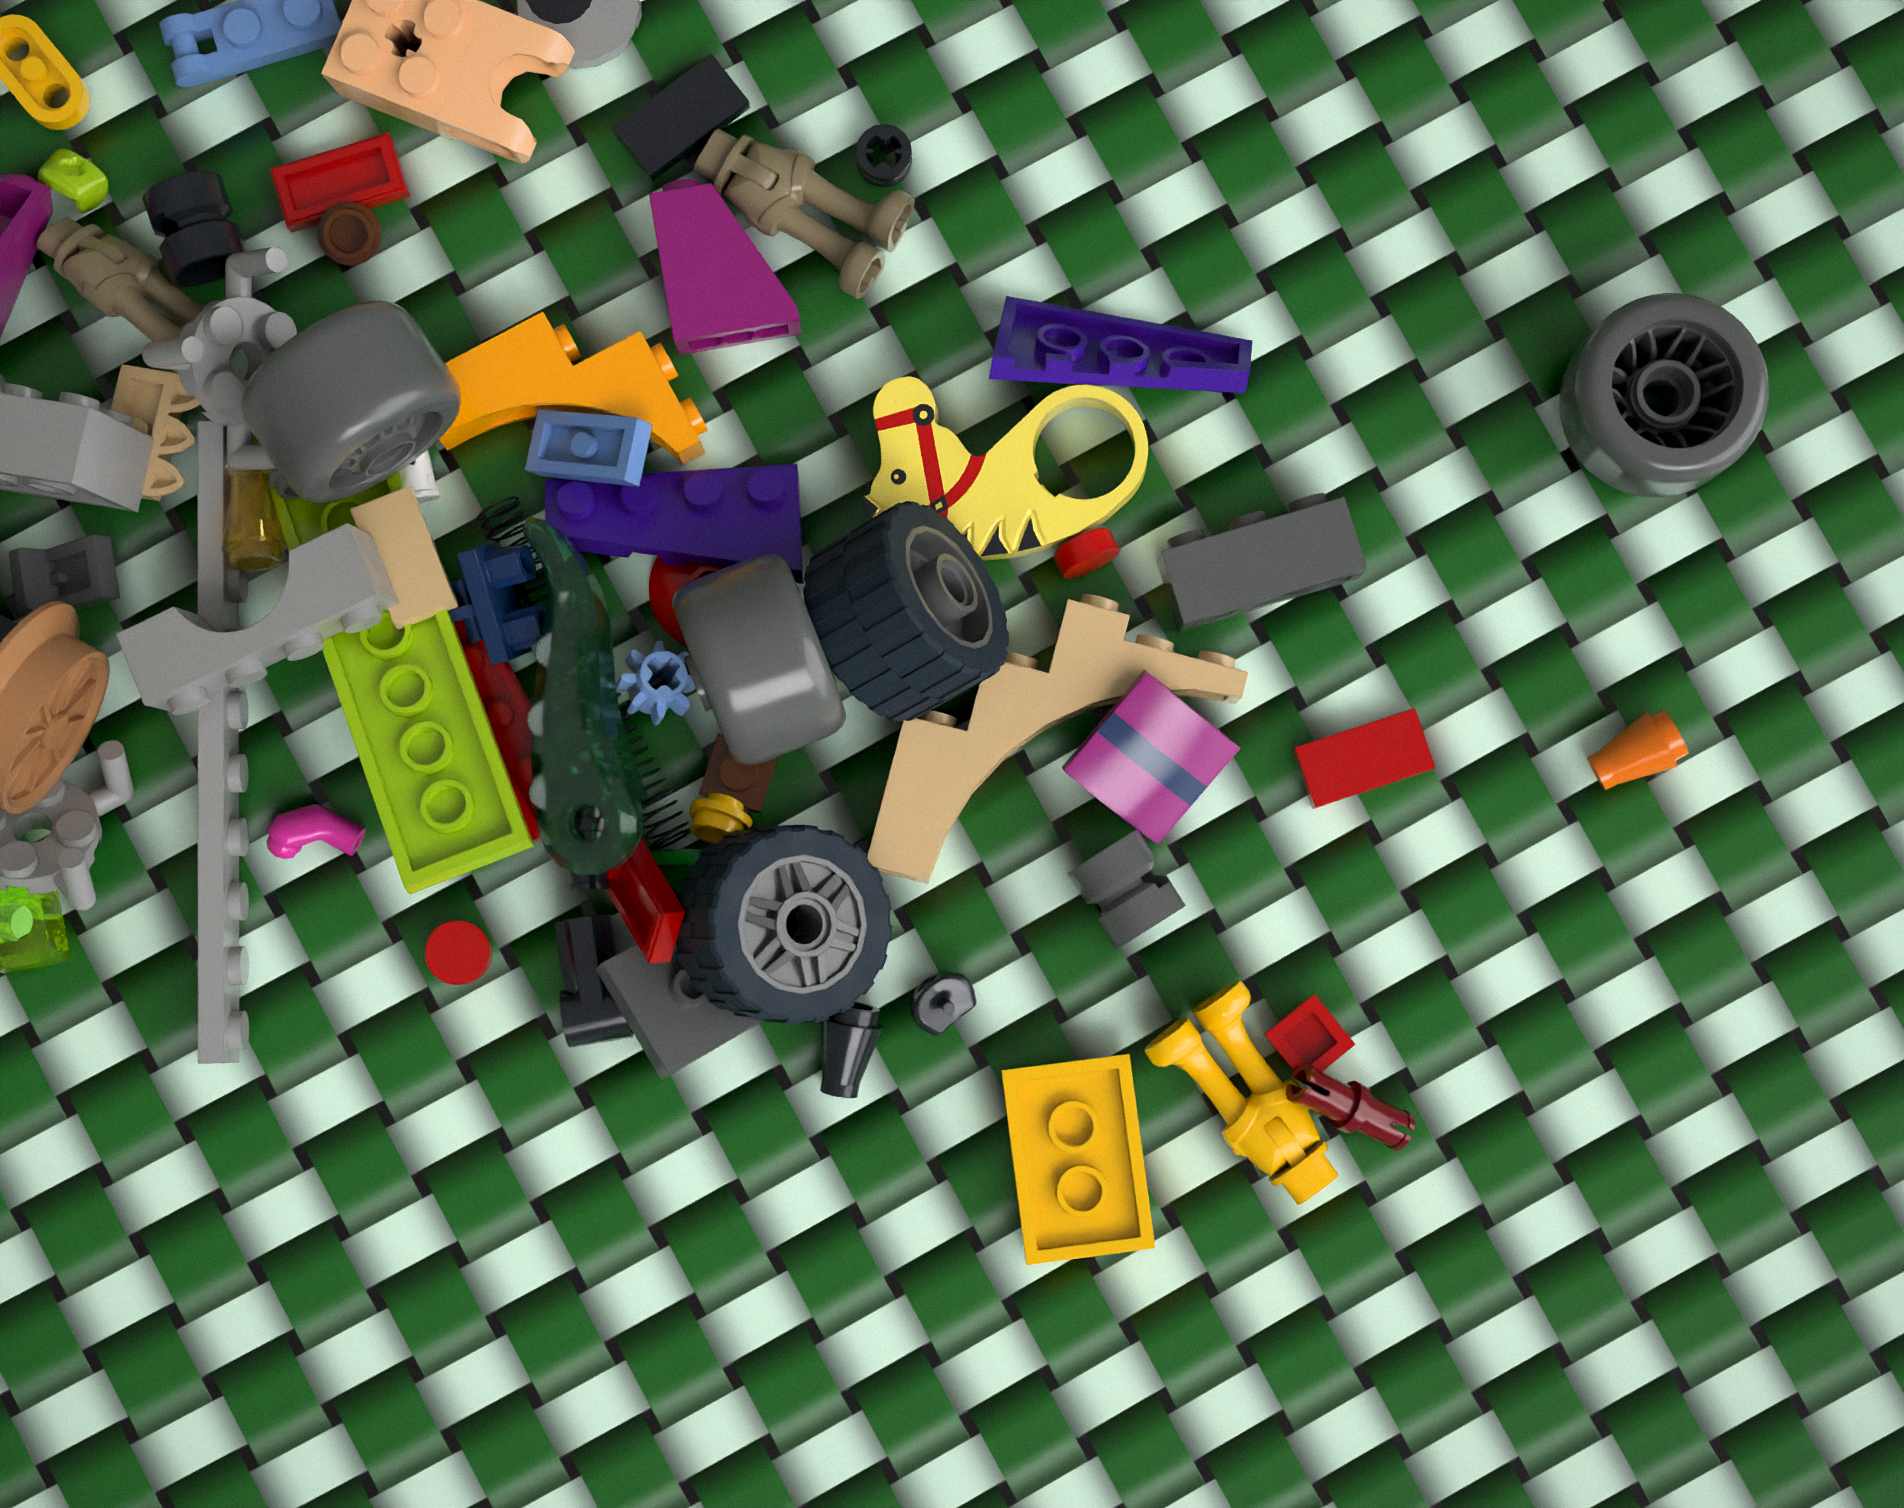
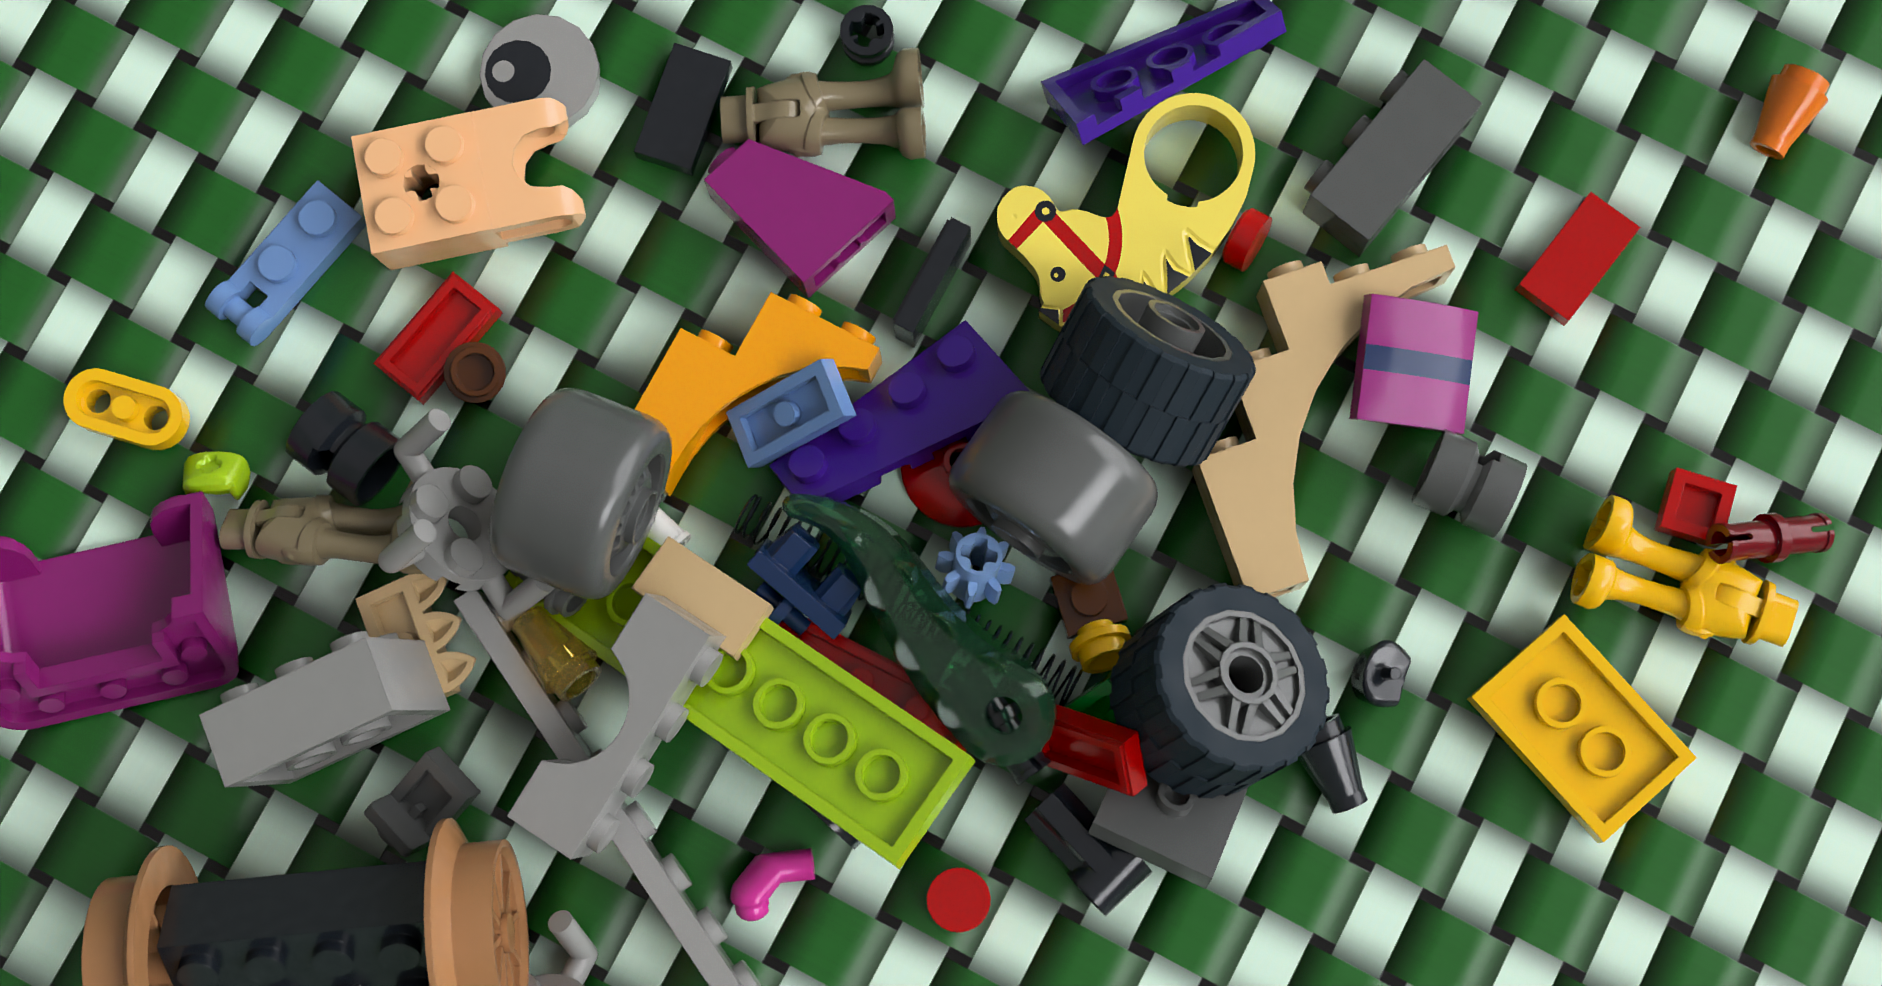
camera: 25 degrees left, 5 degrees down
(789, 411) = (931, 281): none -> black tile

